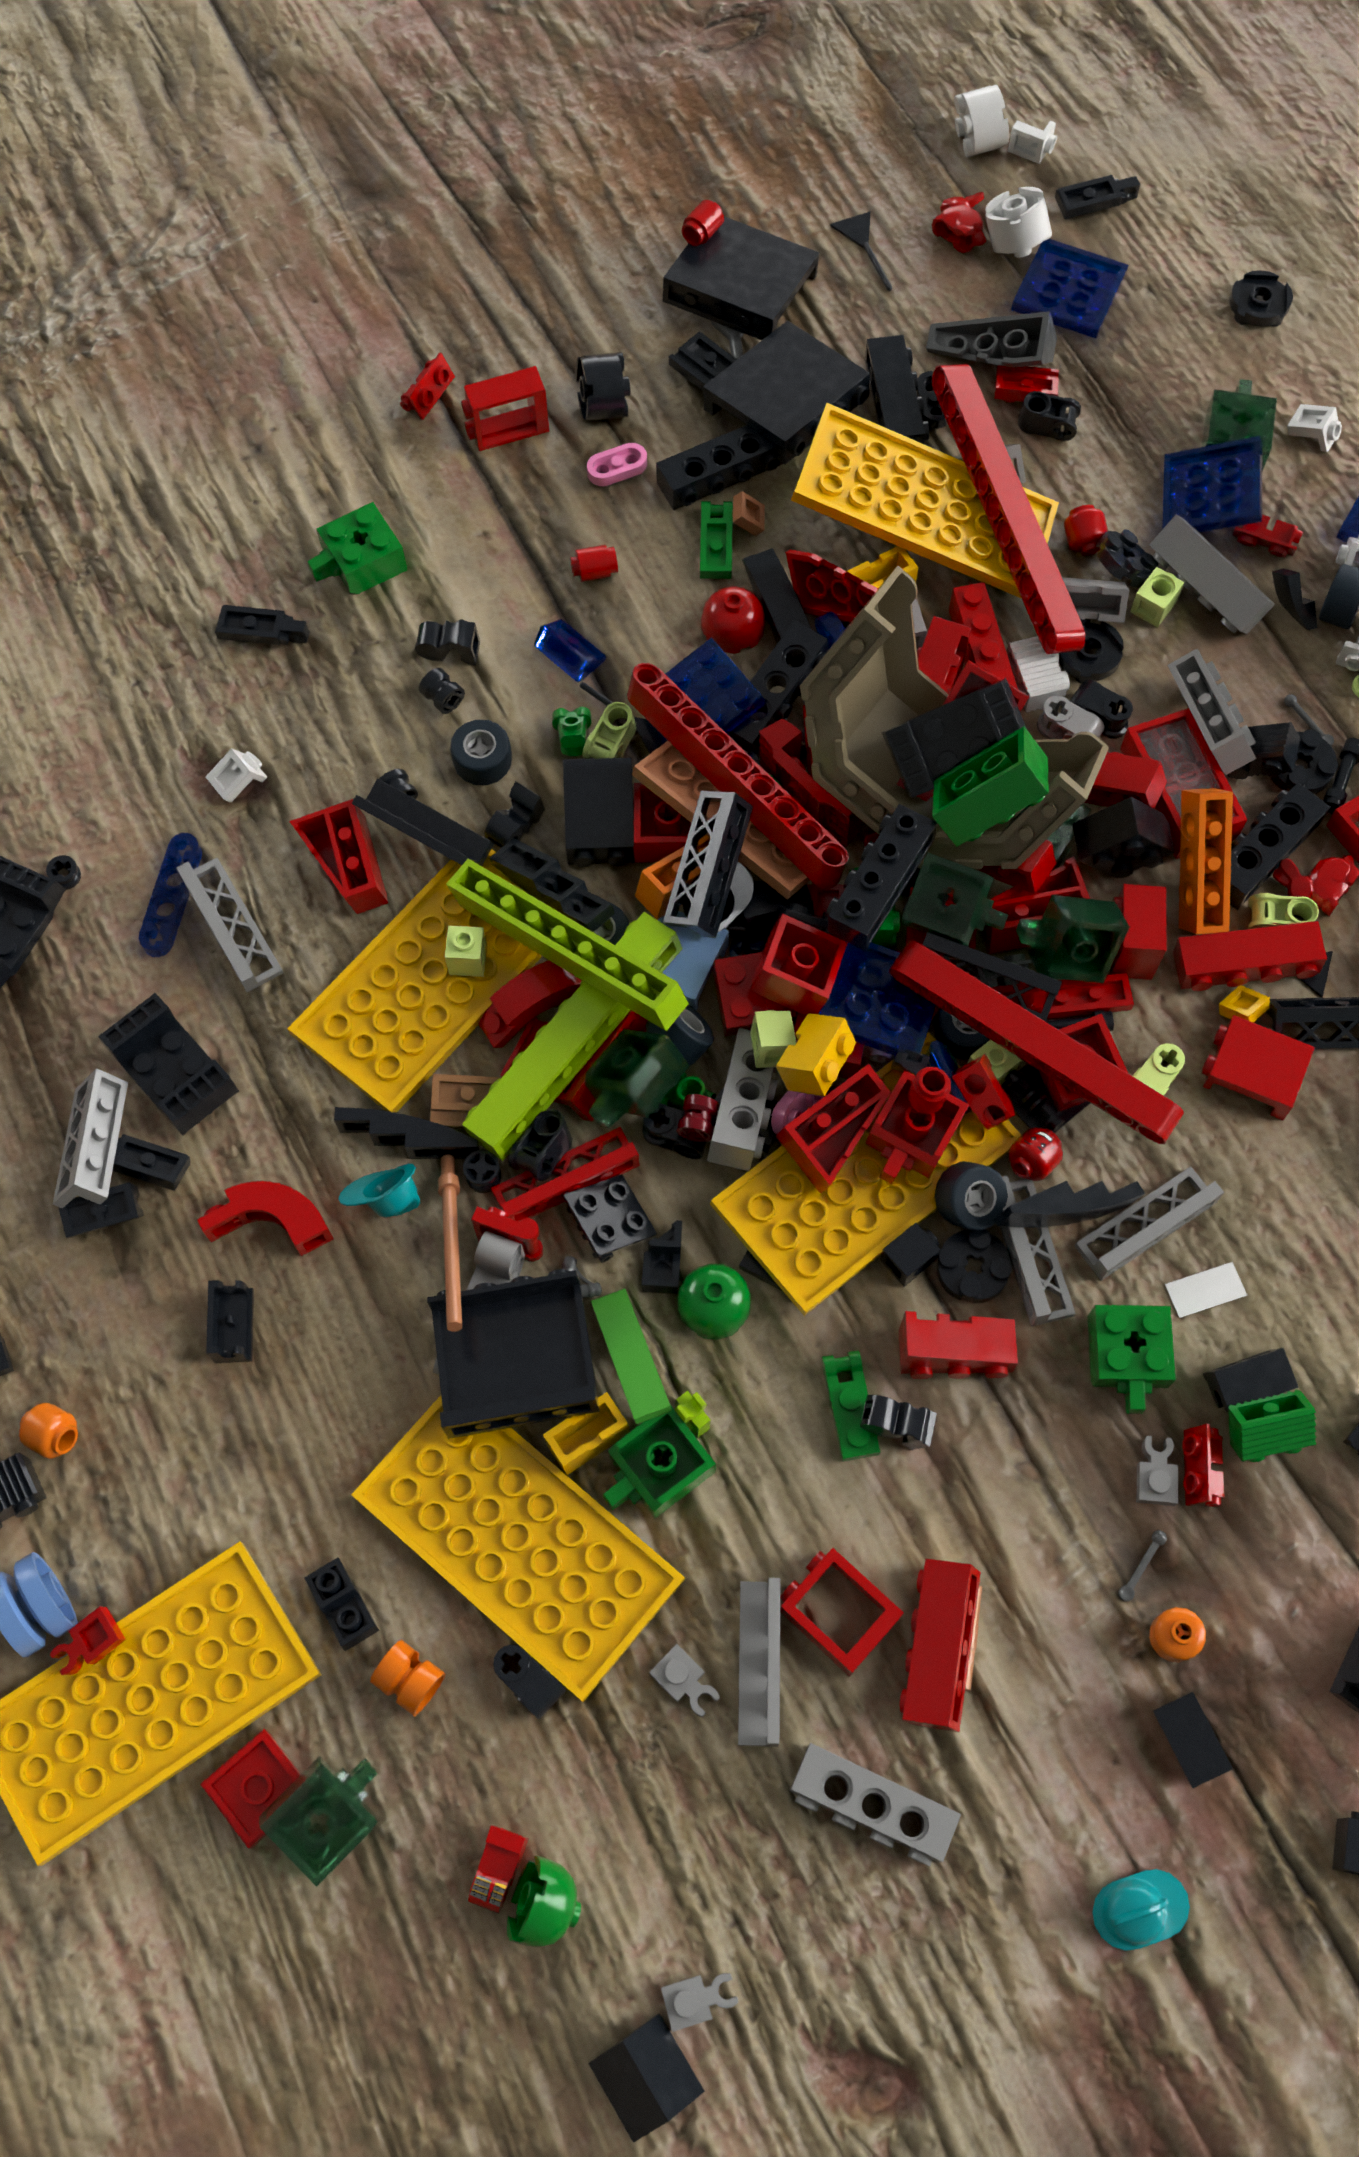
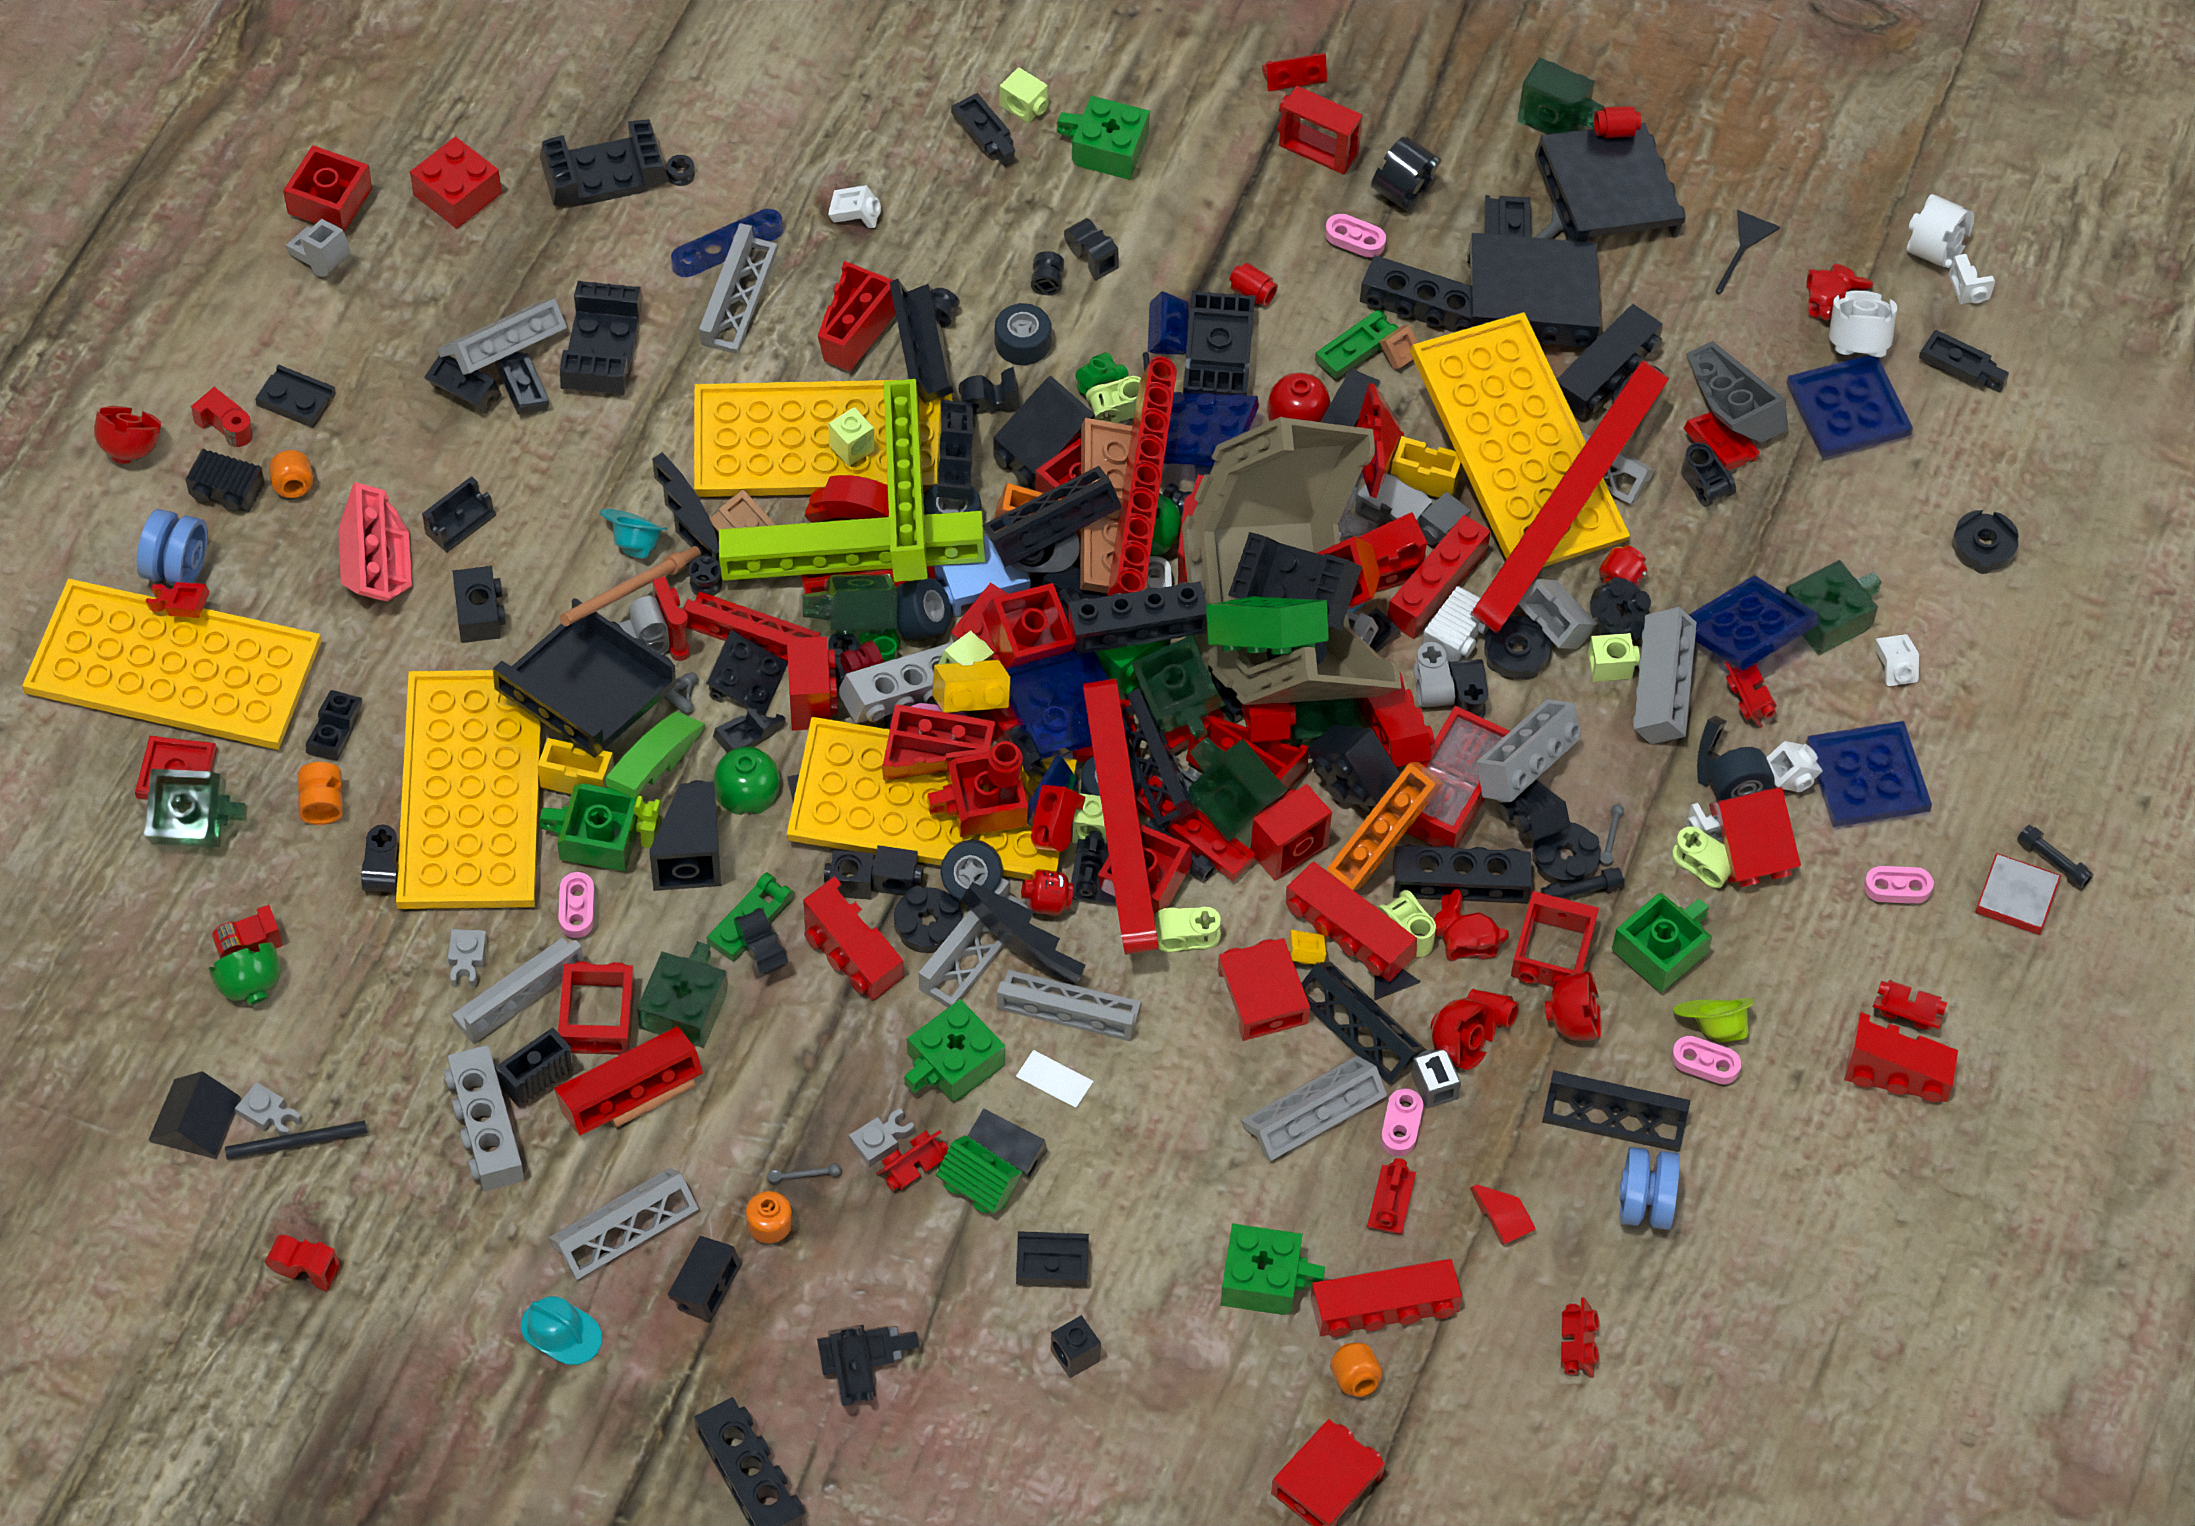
camera: 45 degrees right, 10 degrees down
(197, 1423) = (373, 545): none -> coral wedge
(259, 576) = (1023, 95): none -> yellowish green brick
(269, 1203) = (557, 466): red arch -> none
(349, 1396) = (474, 620): none -> black brick
(542, 1145) = (759, 594): black piece -> none
(629, 623) = (1218, 343): none -> black plate
(639, 246) = (1556, 99): none -> clear green hinge
(675, 1174) = (811, 681): none -> red brick
(718, 1542) = (576, 908): none -> bright pink plate
(745, 1393) = (688, 842): none -> black slope
(749, 1998) = (296, 1140): none -> black bar
(863, 1716) = (535, 1067): none -> black brick
(886, 1277) = (859, 863): none -> black brick
(891, 2102) = (292, 1257): none -> red leg
(895, 1504) = (683, 995): none -> clear green hinge
(935, 600) = (1441, 518): none -> dark grey brick
(1070, 1763) = (616, 1212): none -> light grey fence

